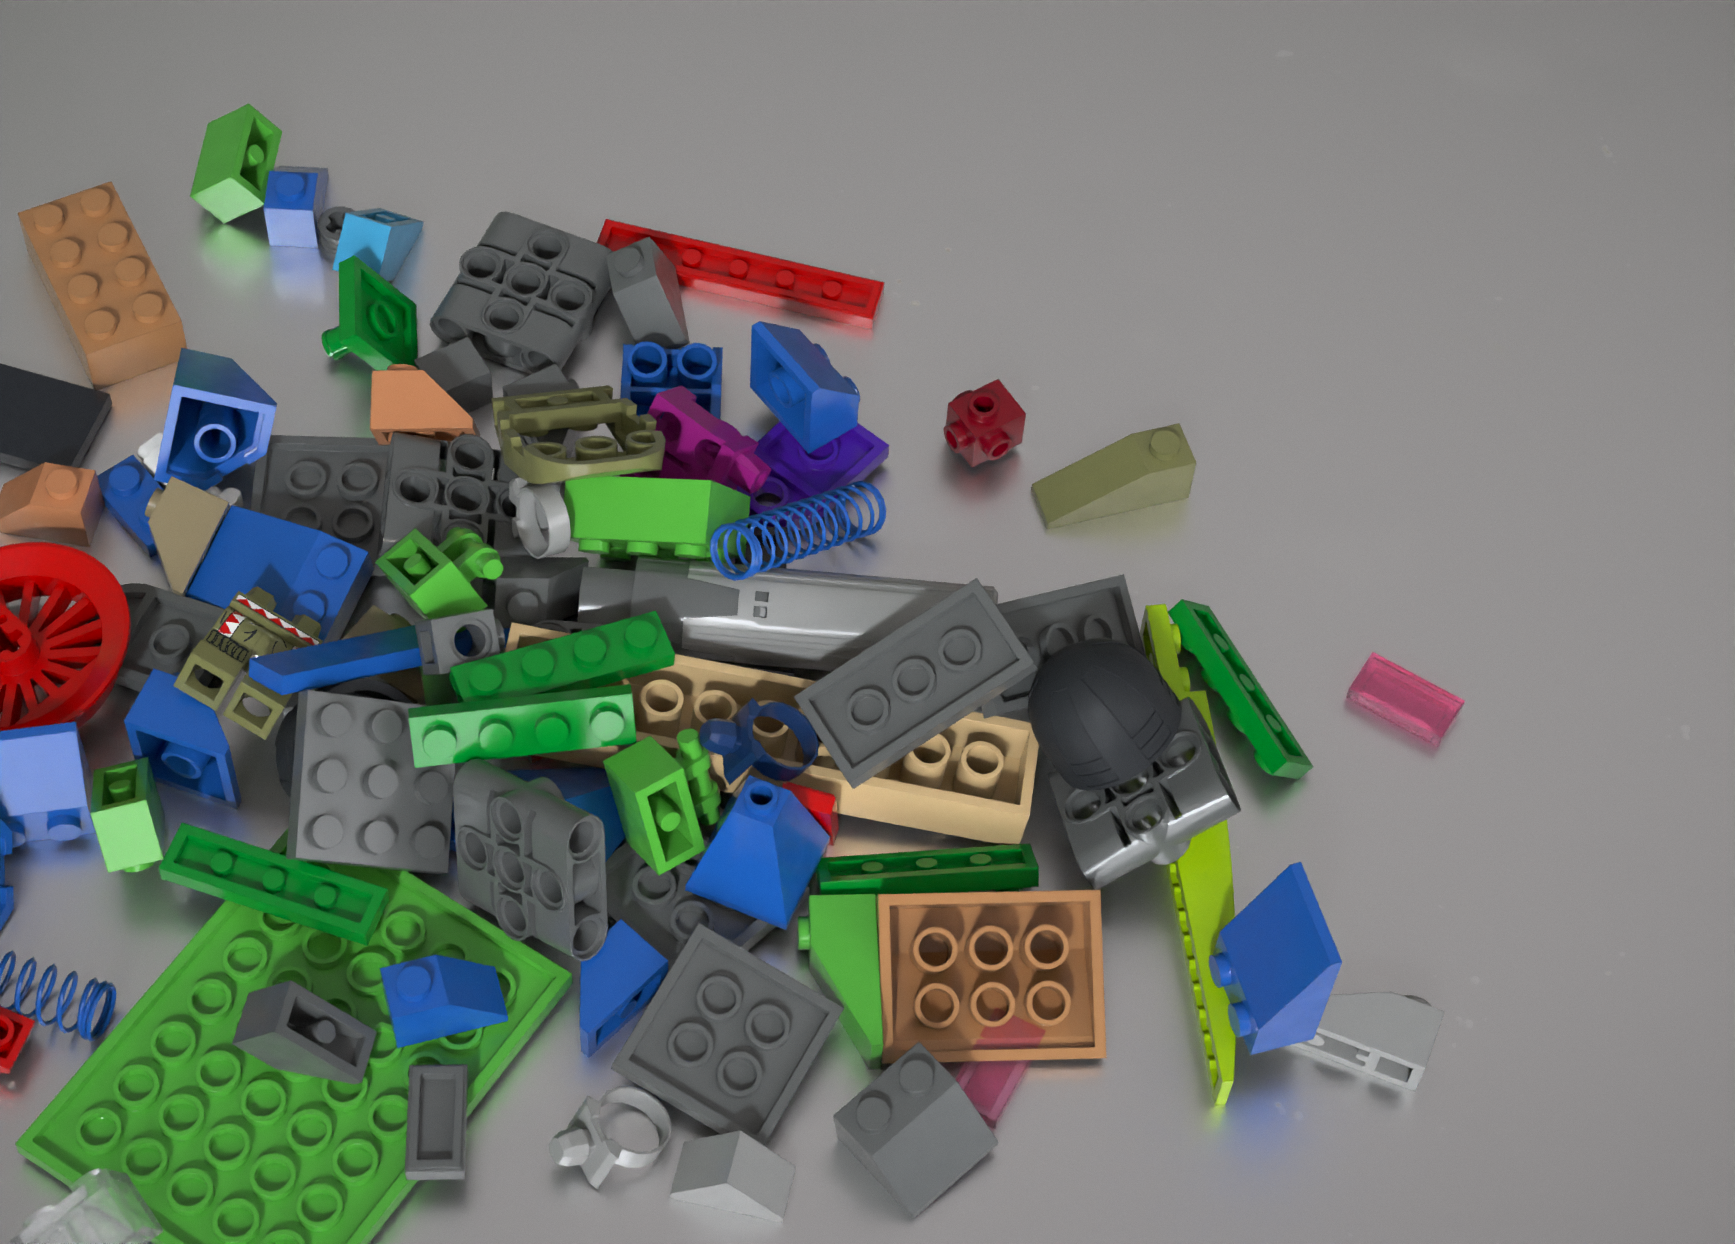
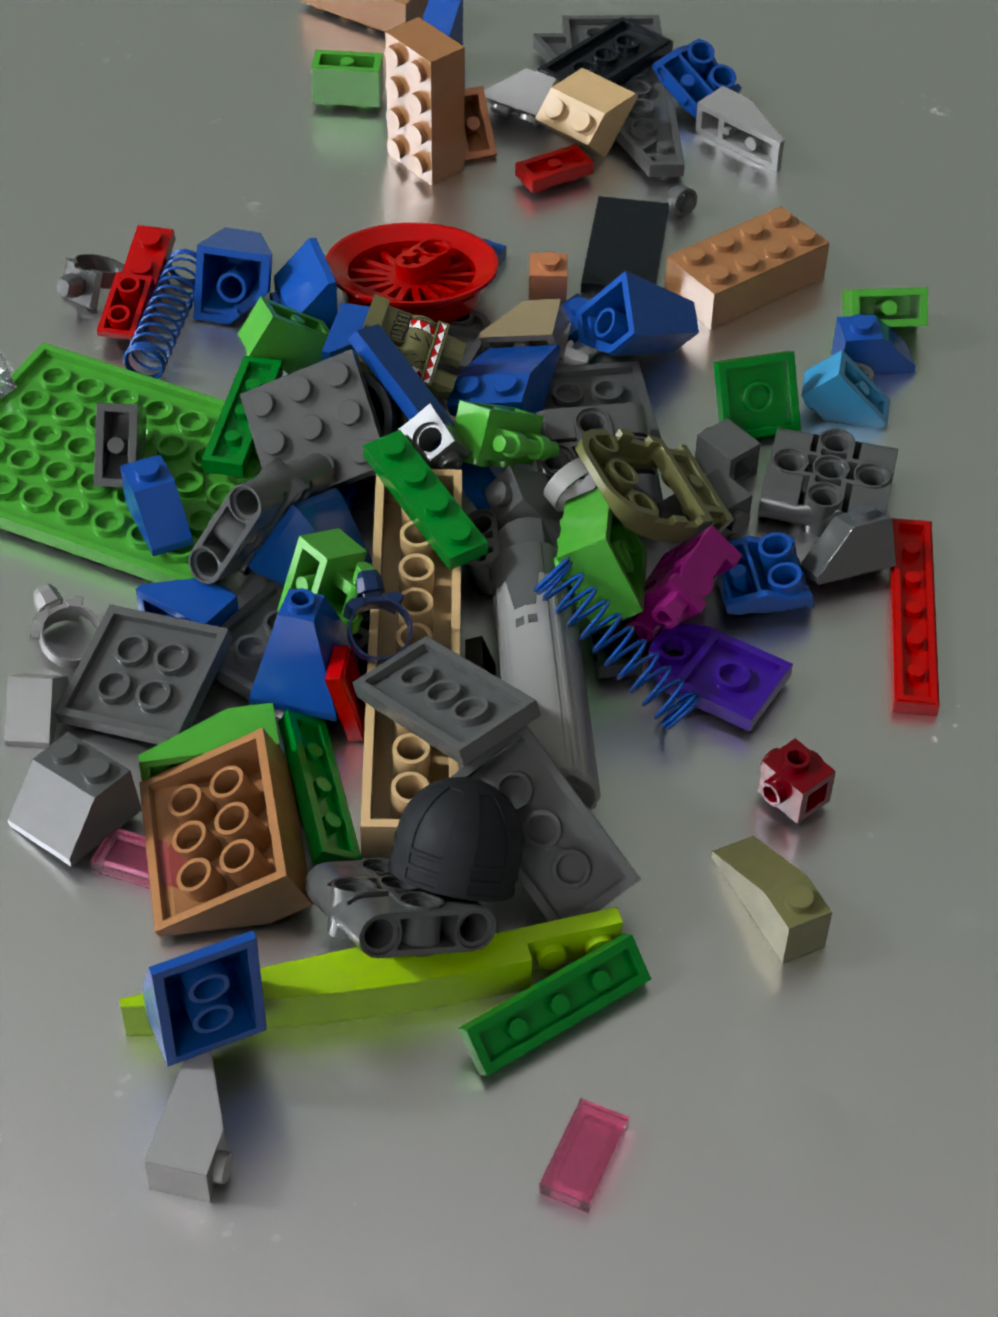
camera: 85 degrees right, 10 degrees down
(416, 405) = (673, 411): nougat slope -> none
(436, 1122) = (63, 526): dark grey tile -> none
(522, 725) = (360, 479): green plate -> none
(801, 385) = (775, 630): blue slope -> none

